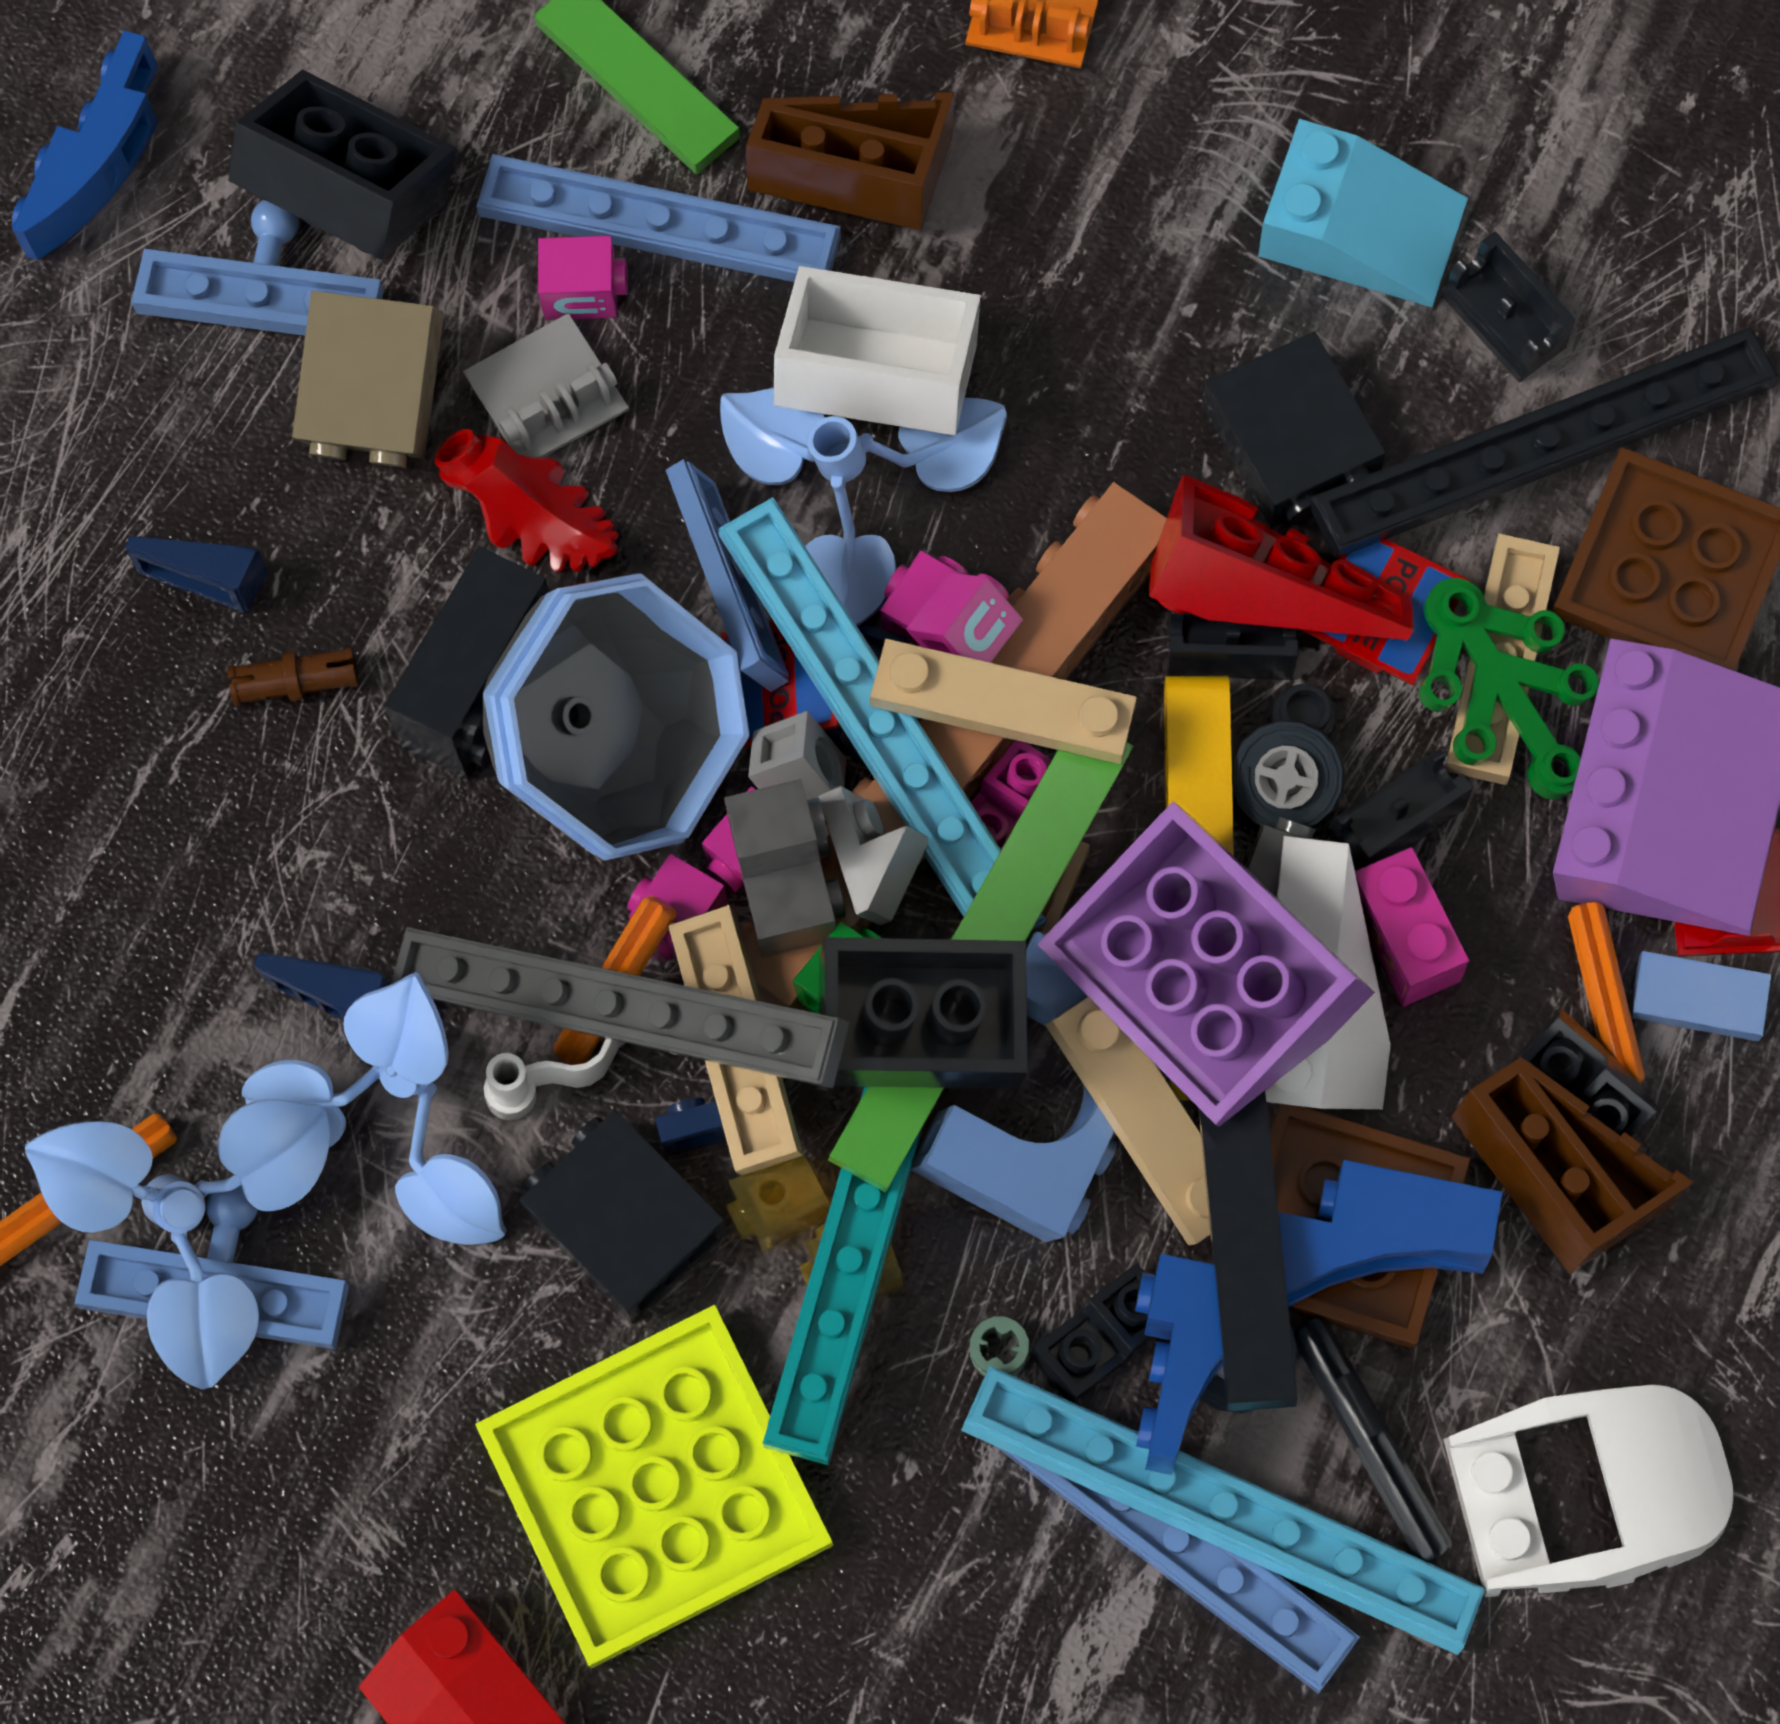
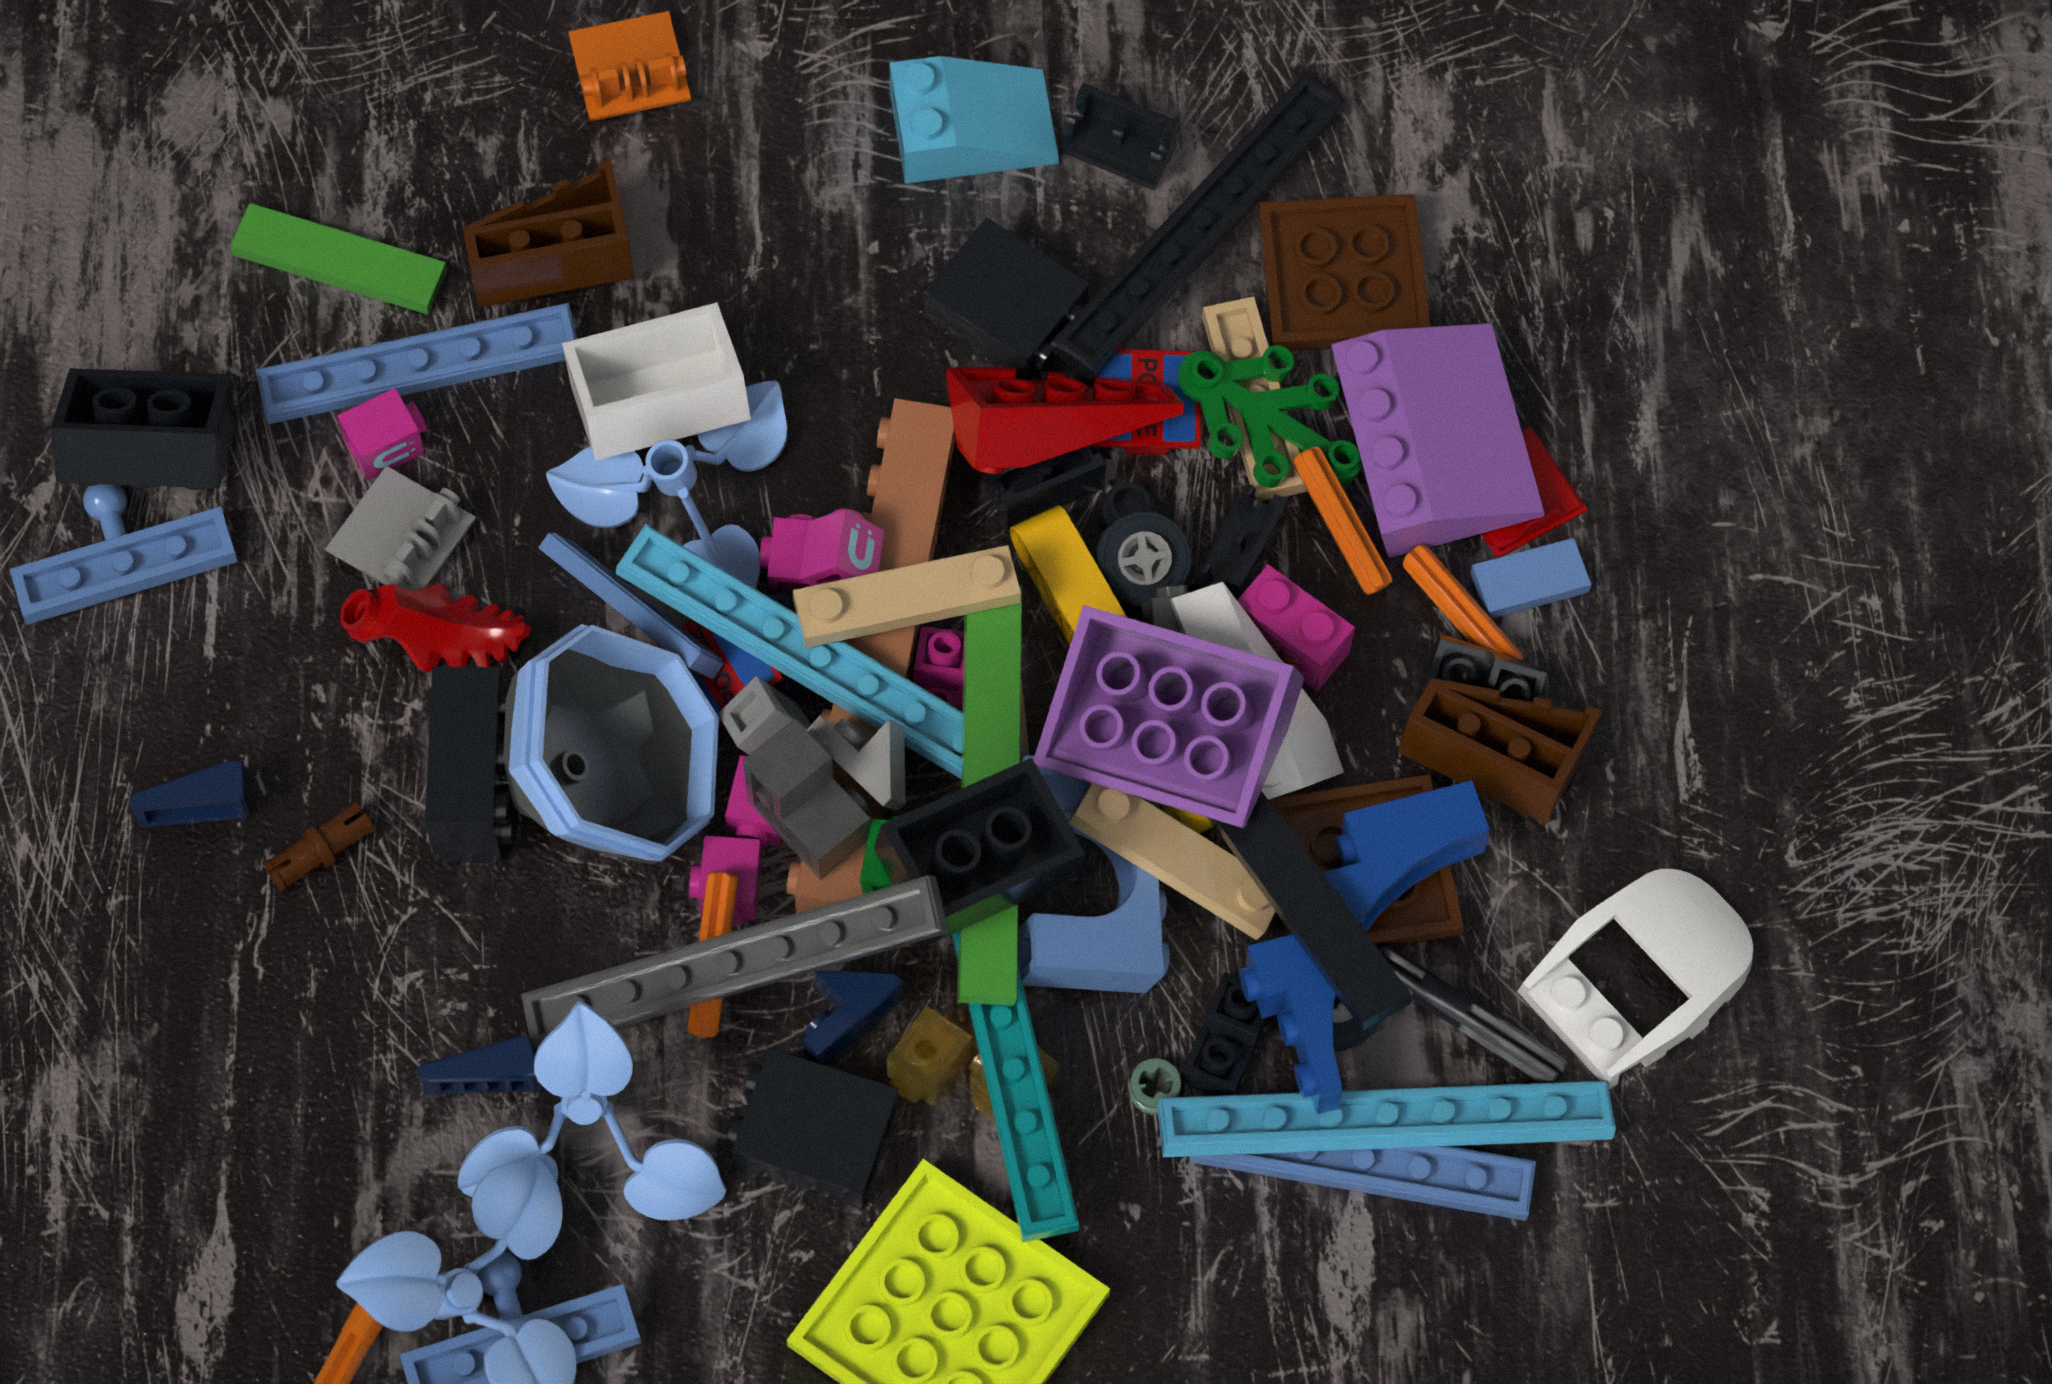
camera: 35 degrees left, 5 degrees down
(367, 378) = (256, 585): dark tan brick -> none
(519, 1097) = (671, 1075): white flag -> none
(749, 1102) = (868, 982): tan plate -> none
(1524, 836) = (1342, 520): none -> orange axle

